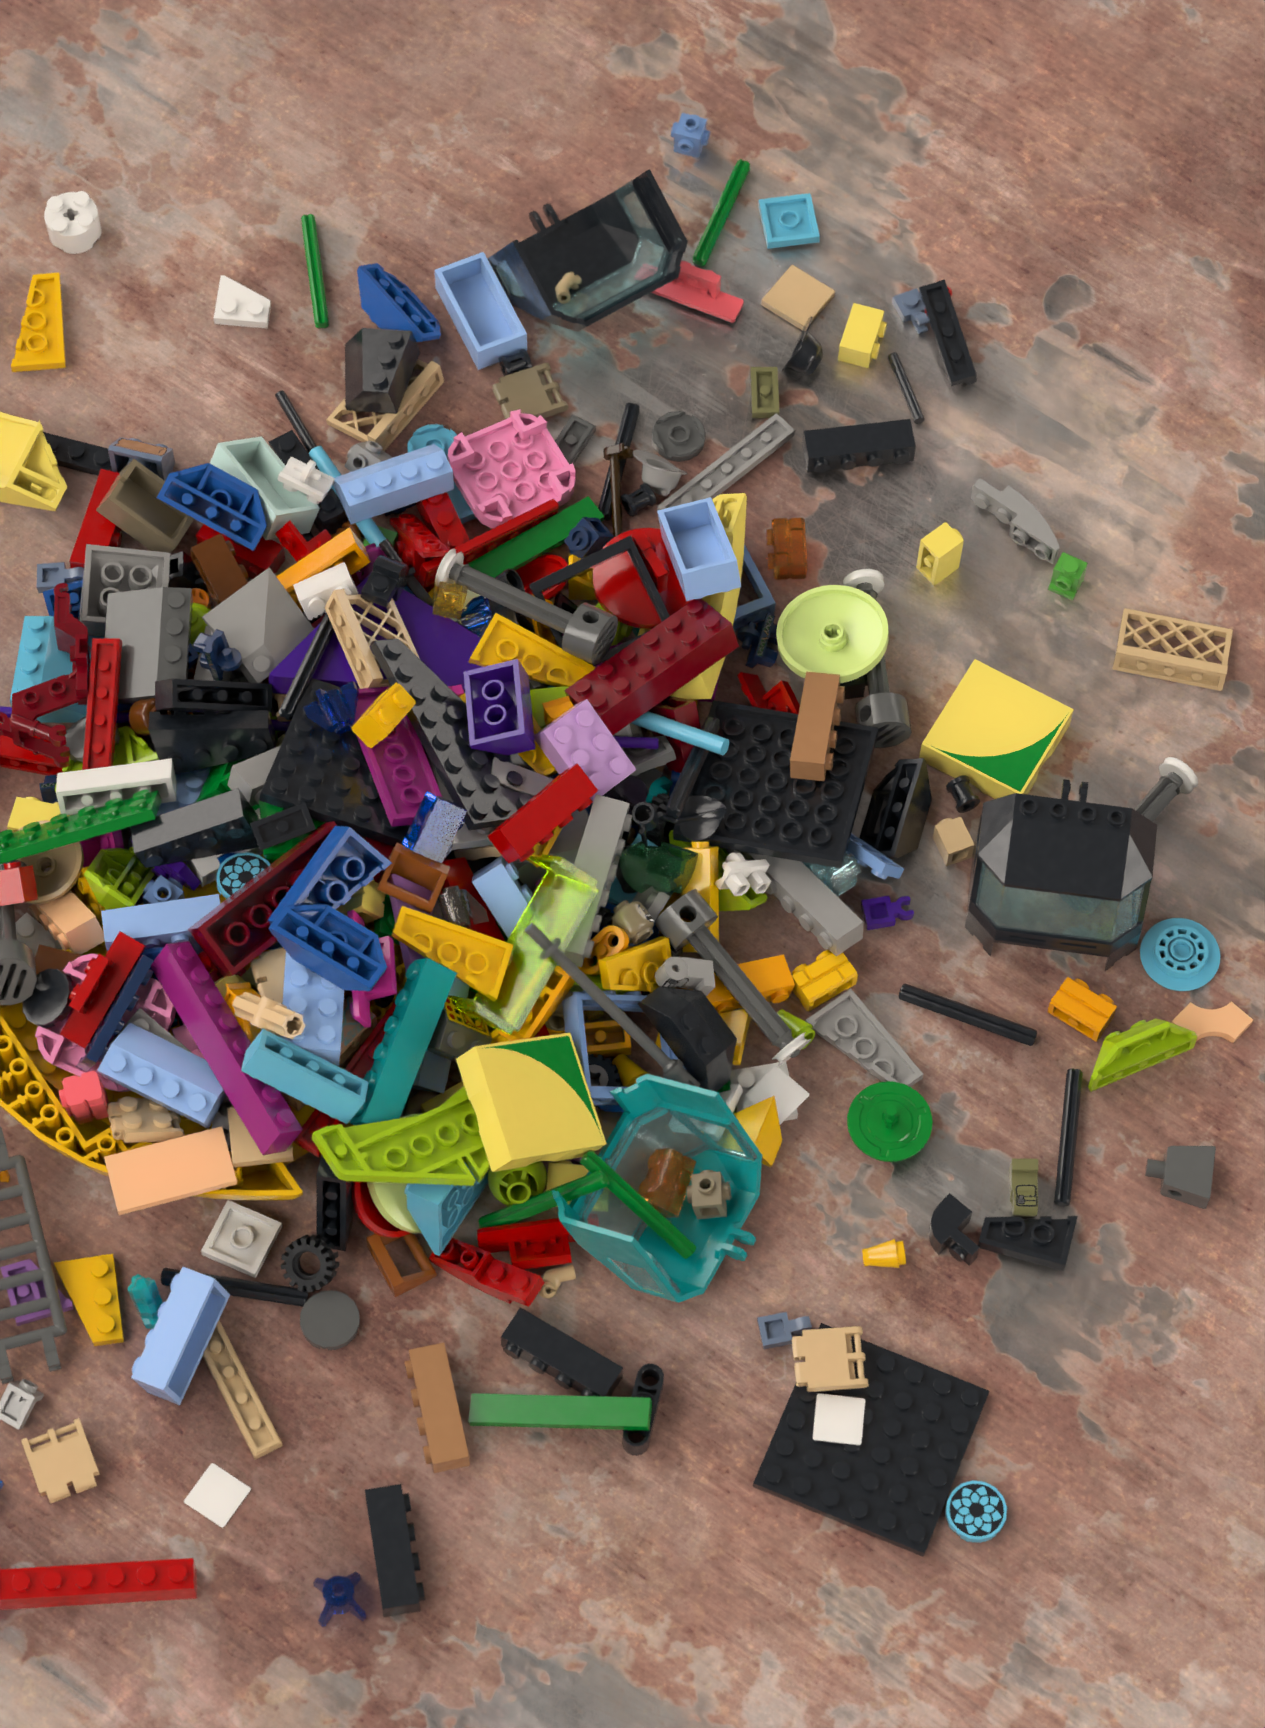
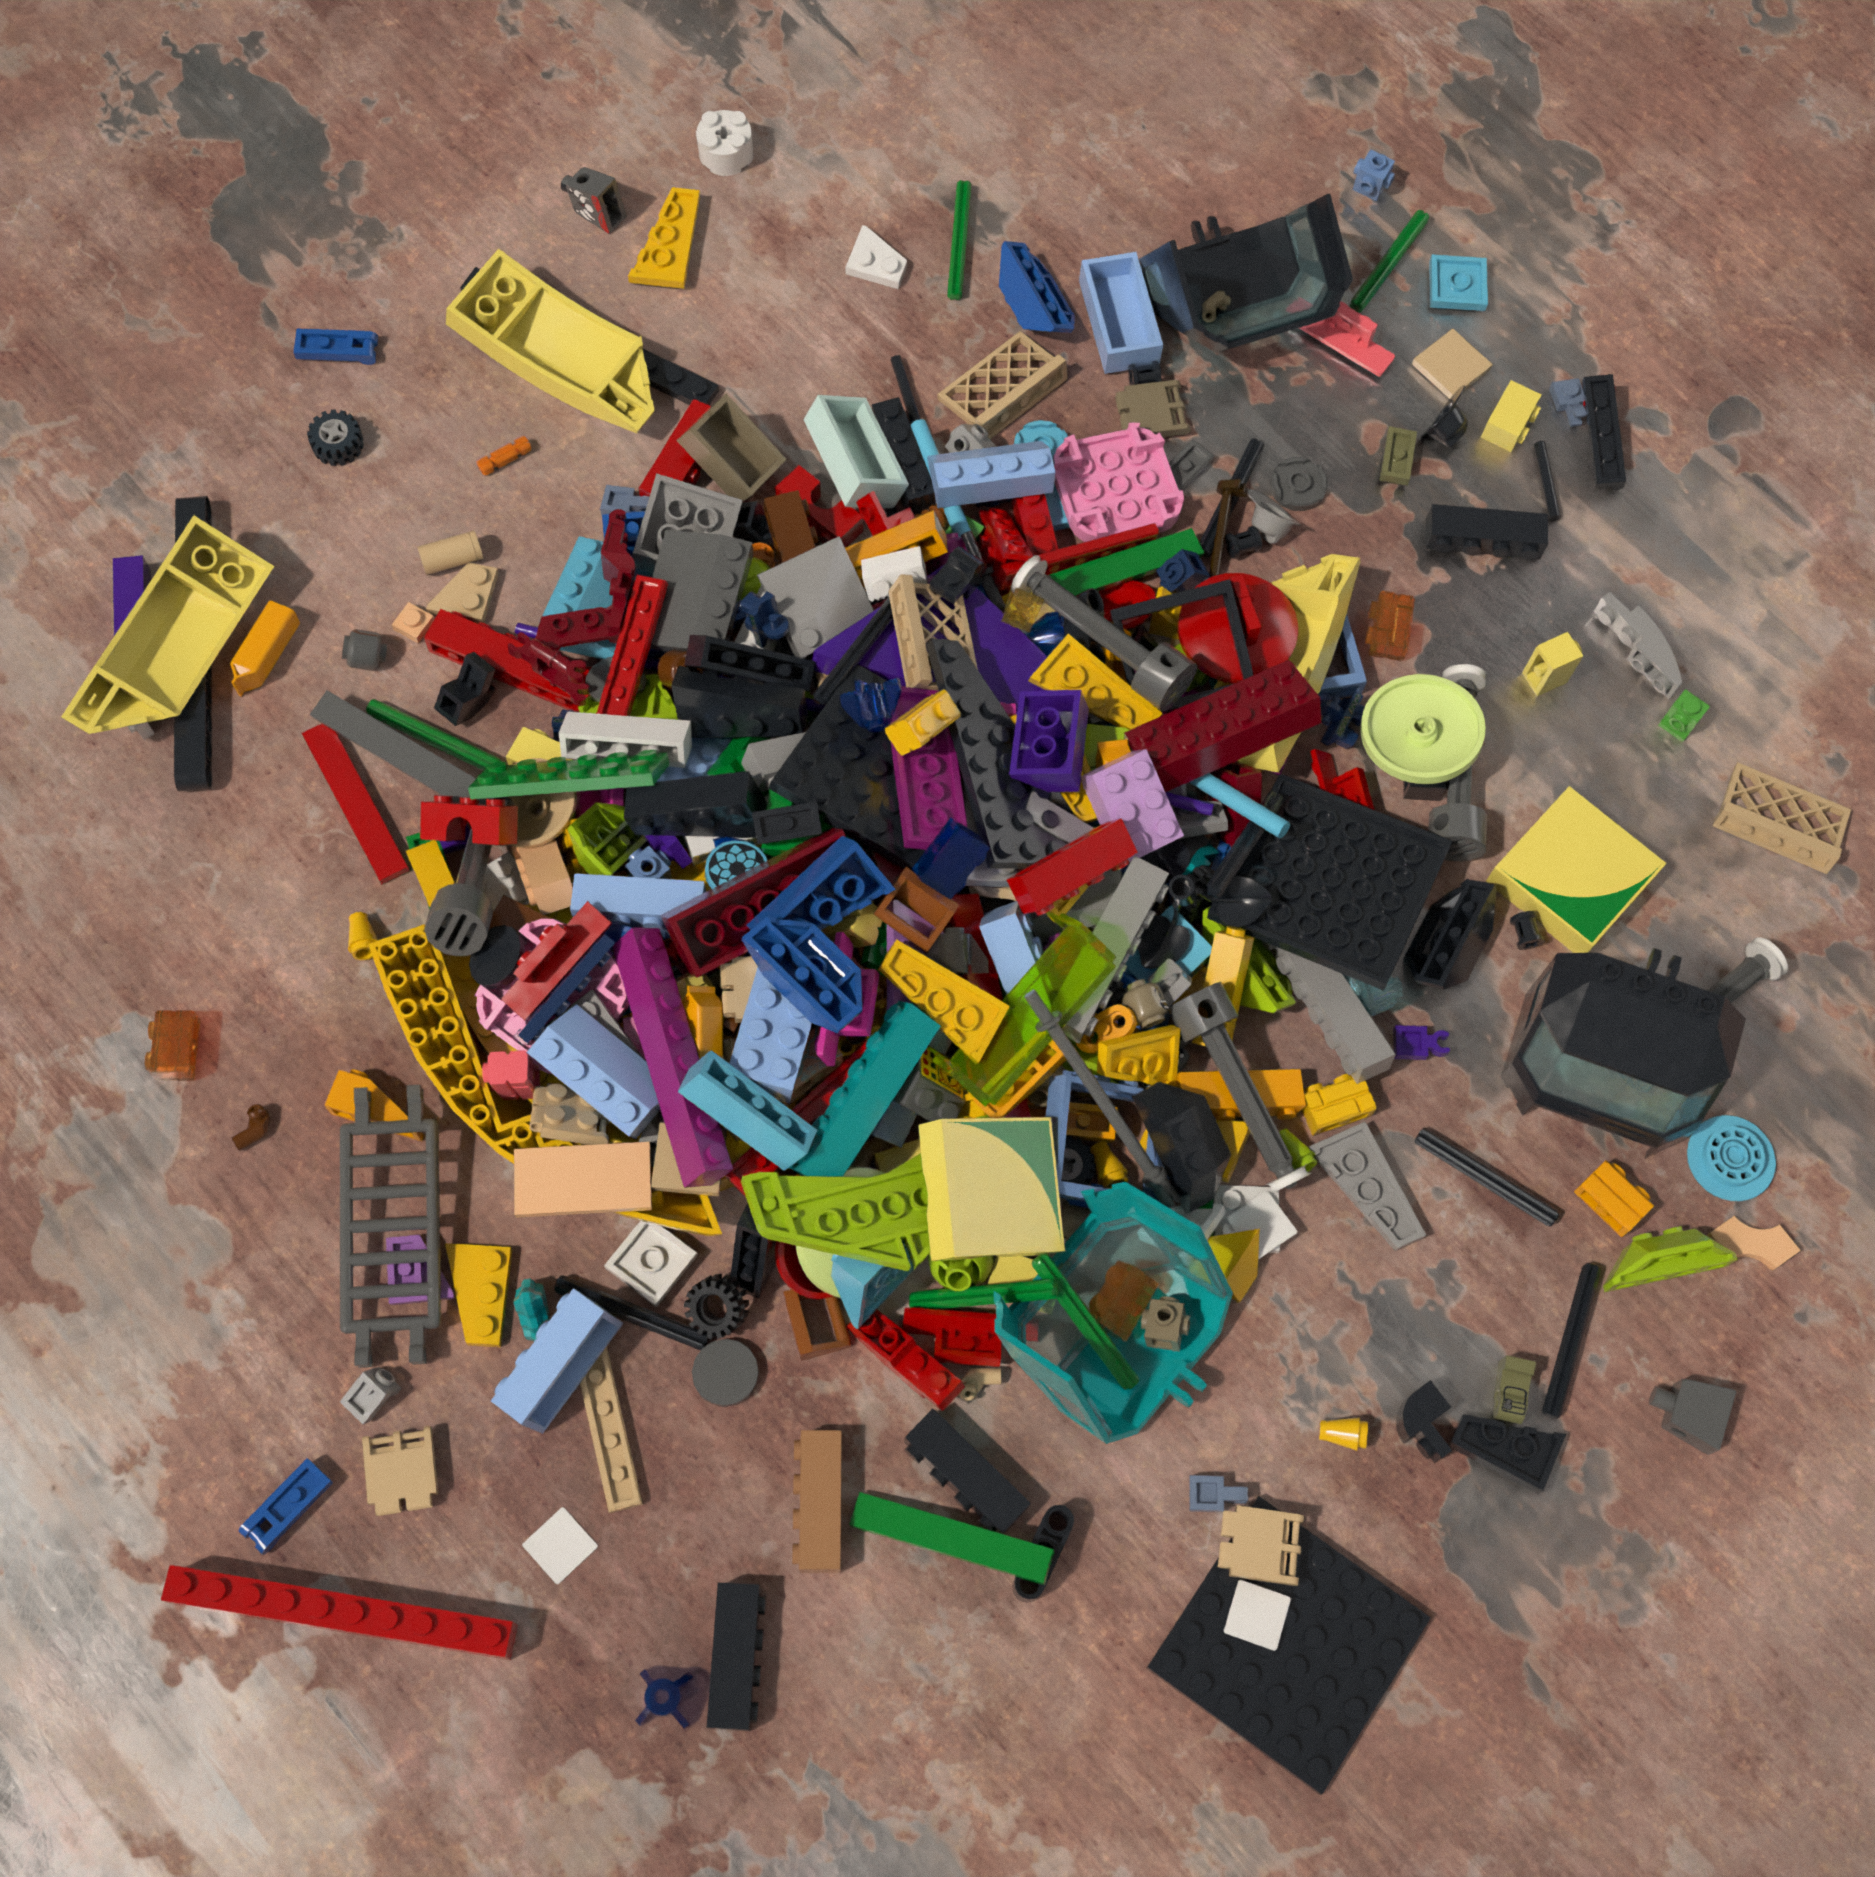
camera: 10 degrees right, 5 degrees up
(156, 457) = (750, 398): sand blue slope -> none
(217, 502) = (802, 456): blue wedge -> none
(268, 1015) = (722, 1035): tan piece -> none
(306, 480) = (900, 450): white hips -> none
(378, 369) = (1002, 352): black wedge -> none
(662, 867) = (1188, 949): clear green brick -> none
(687, 974) = (1193, 1073): light grey leg -> none
(699, 549) = (1300, 609): light blue piece -> none
(734, 463) = (1342, 529): light grey plate -> none
(741, 874) = (1275, 974): white hips -> none
(815, 726) = (1385, 827): medium nougat brick -> none
(869, 856) = (1414, 980): medium blue plate -> none
(889, 1121) = (1379, 1281): green piece -> none
(953, 840) = (1507, 979): tan brick -> none
(976, 1511) = (1389, 1756): tile -> none

